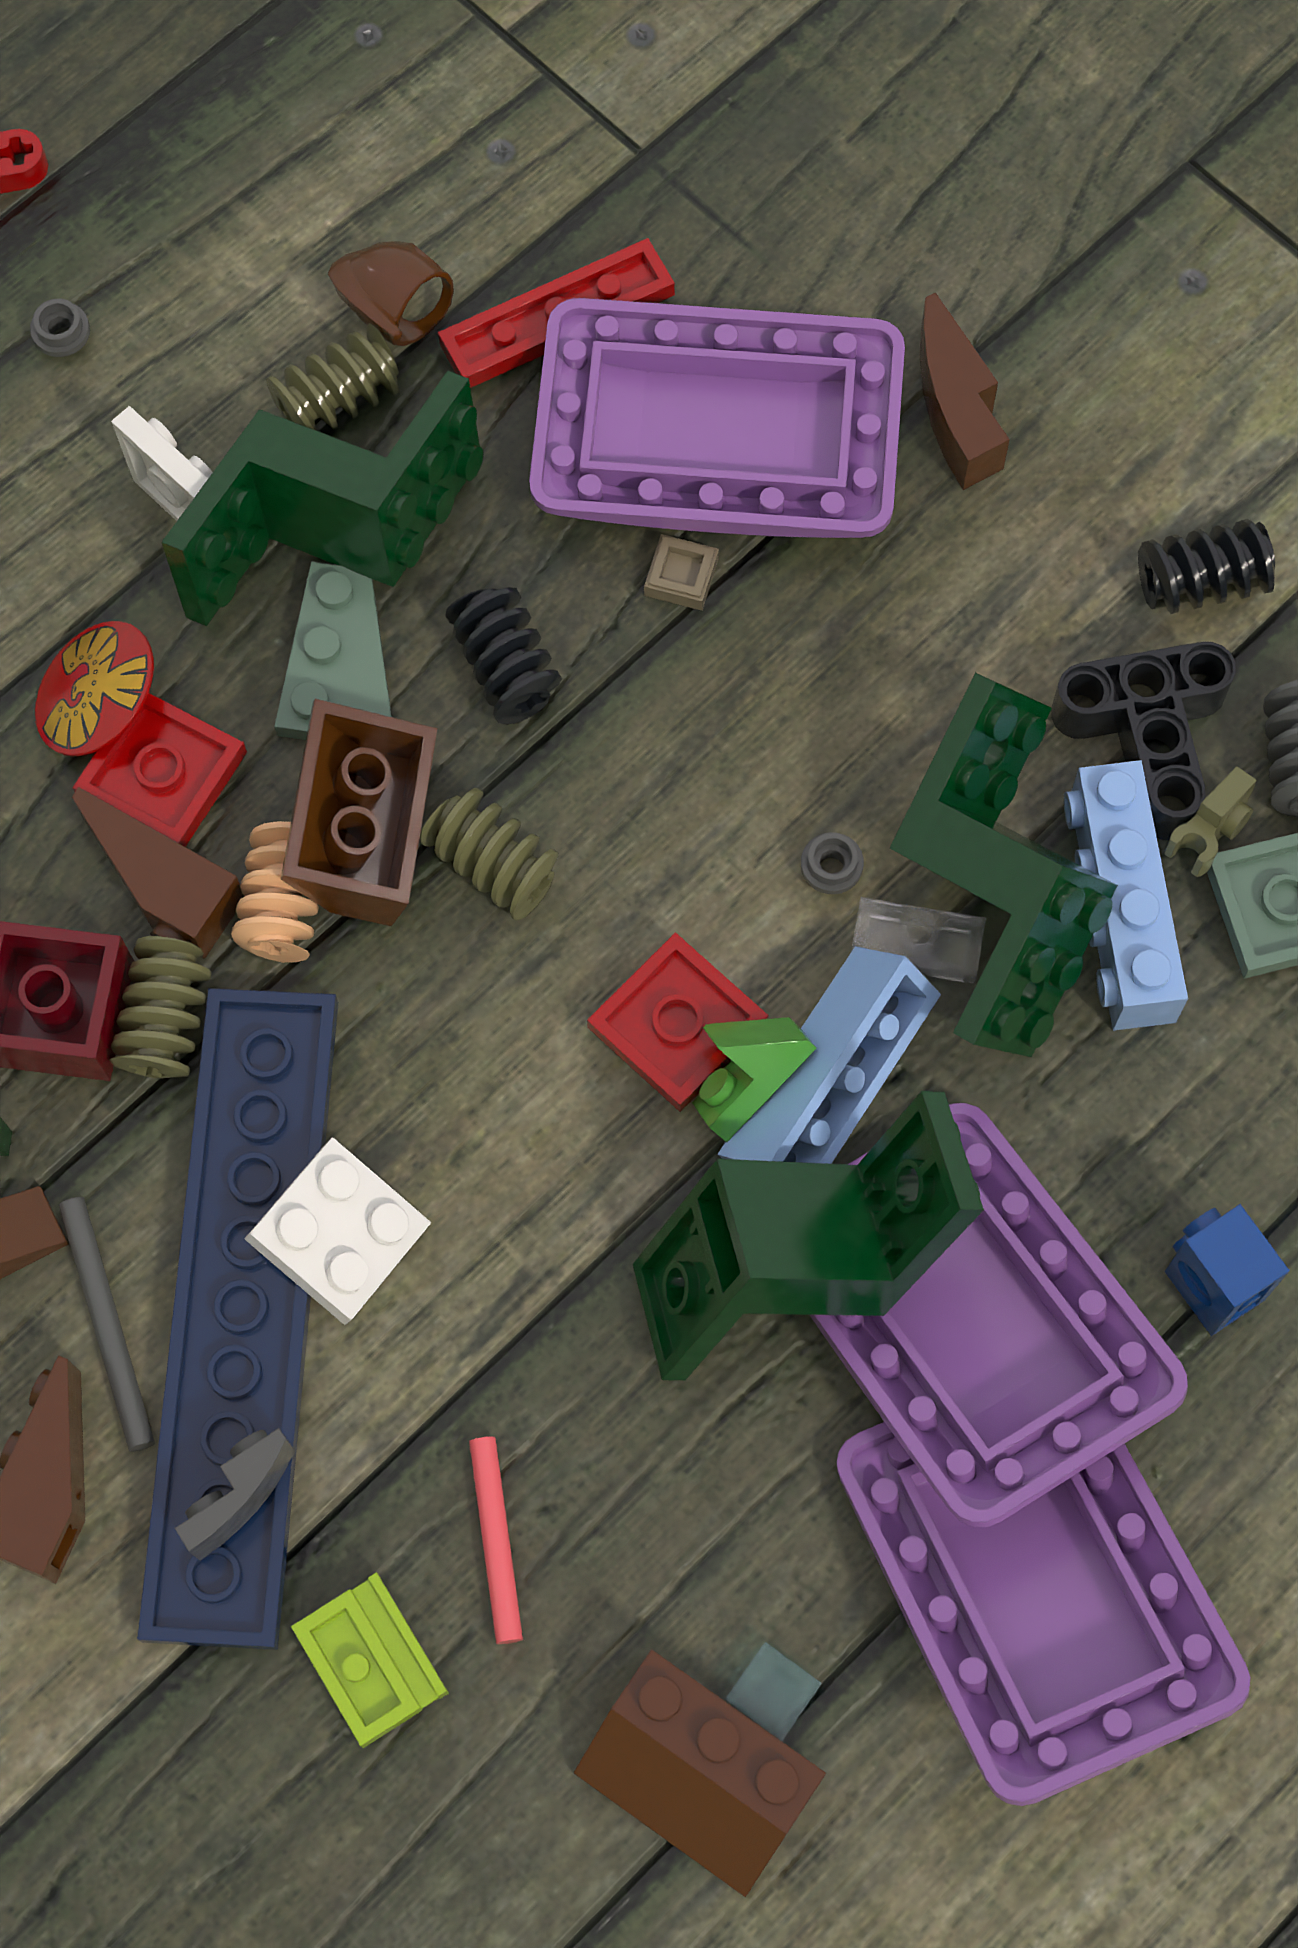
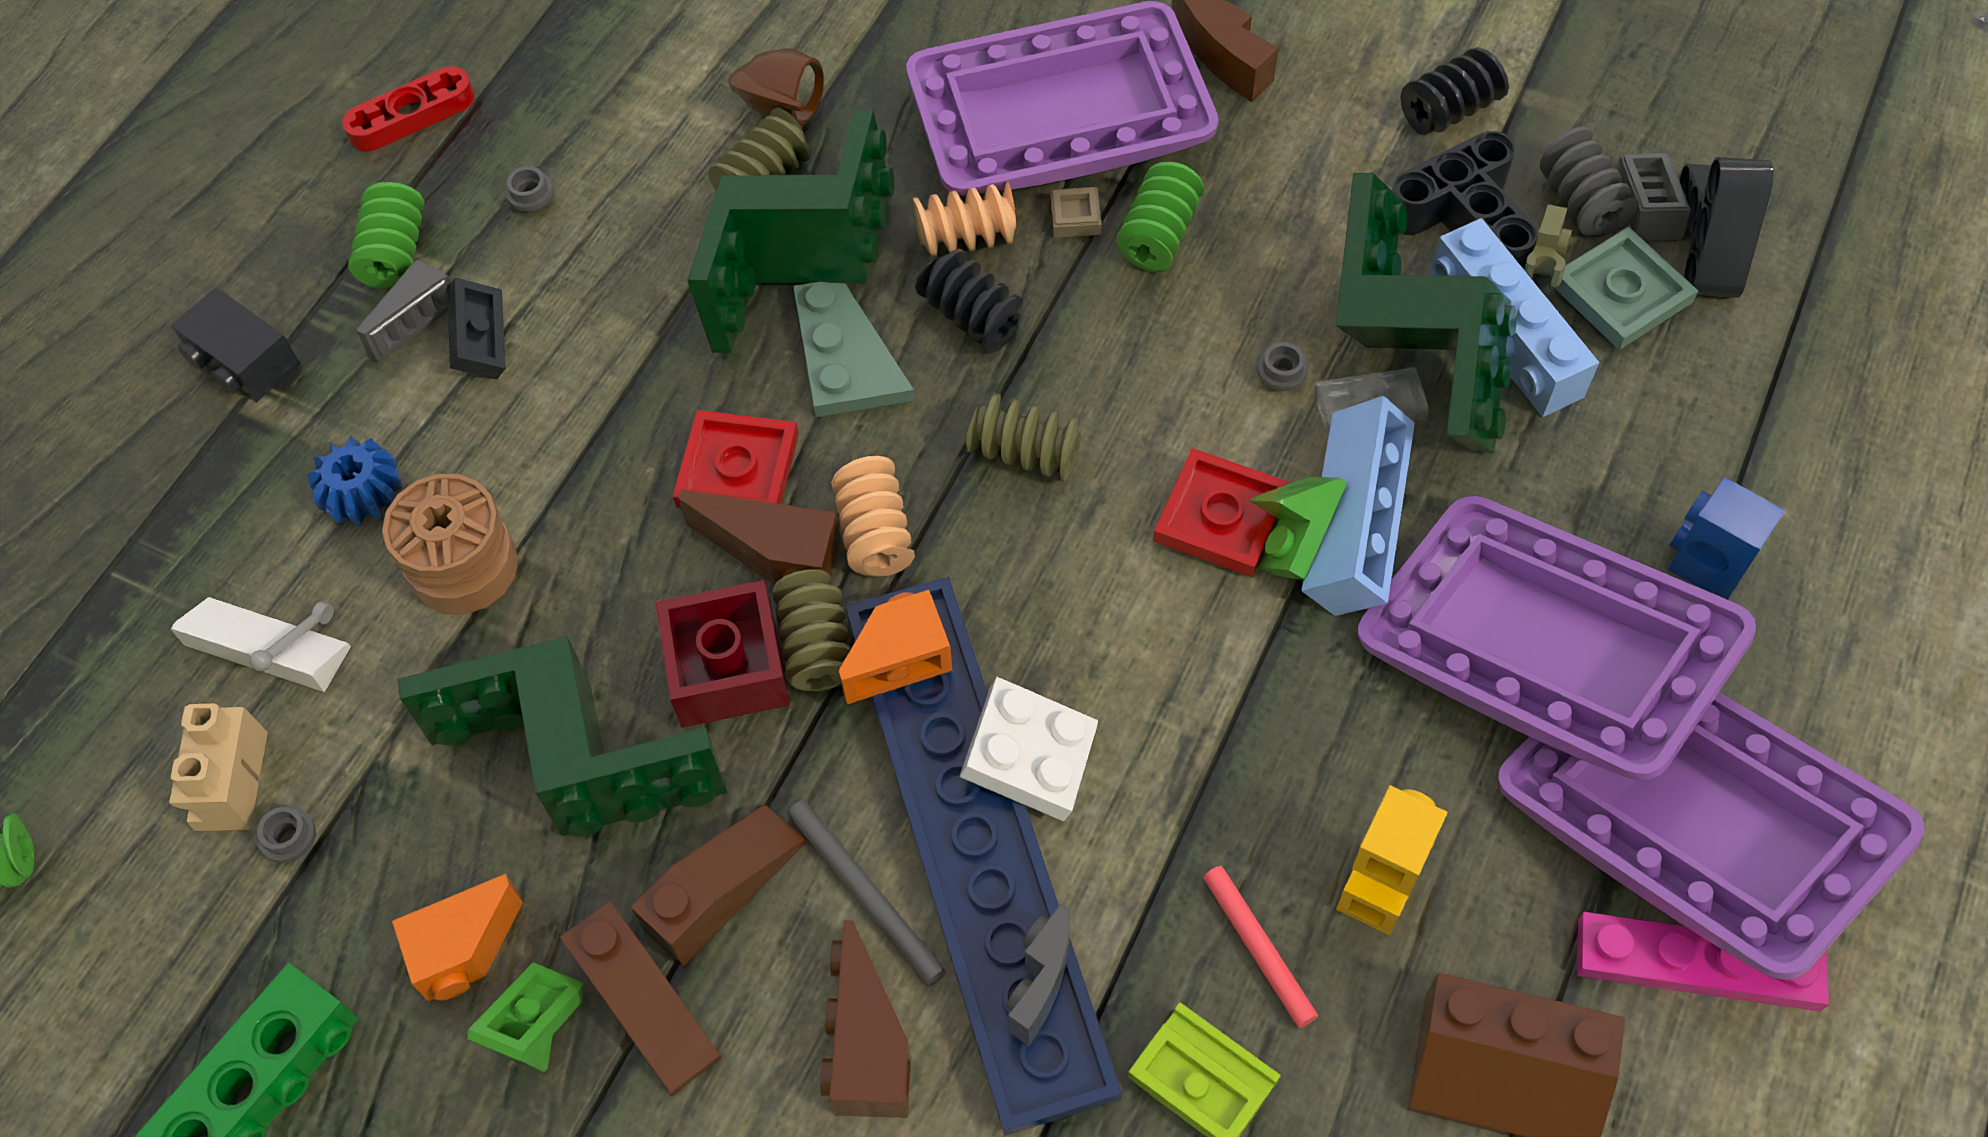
camera: 20 degrees left, 10 degrees down
(94, 688) = (661, 421): shield -> none
(157, 463) = (655, 249): white plate -> none
(235, 1064) = (896, 648): none -> orange slope
(358, 811) = (918, 435): reddish brown slope -> none
(518, 328) = (886, 83): red plate -> none
(539, 546) = (965, 219): none -> light nougat piece
(652, 1507) = (1391, 858): none -> yellow arch
(766, 615) = (1160, 216): none -> bright green piece
(773, 1691) = (1538, 973): clear light blue tile -> none
(806, 1236) = (1412, 611): dark green bracket -> none
(913, 1712) = (1686, 962): none -> dark pink plate

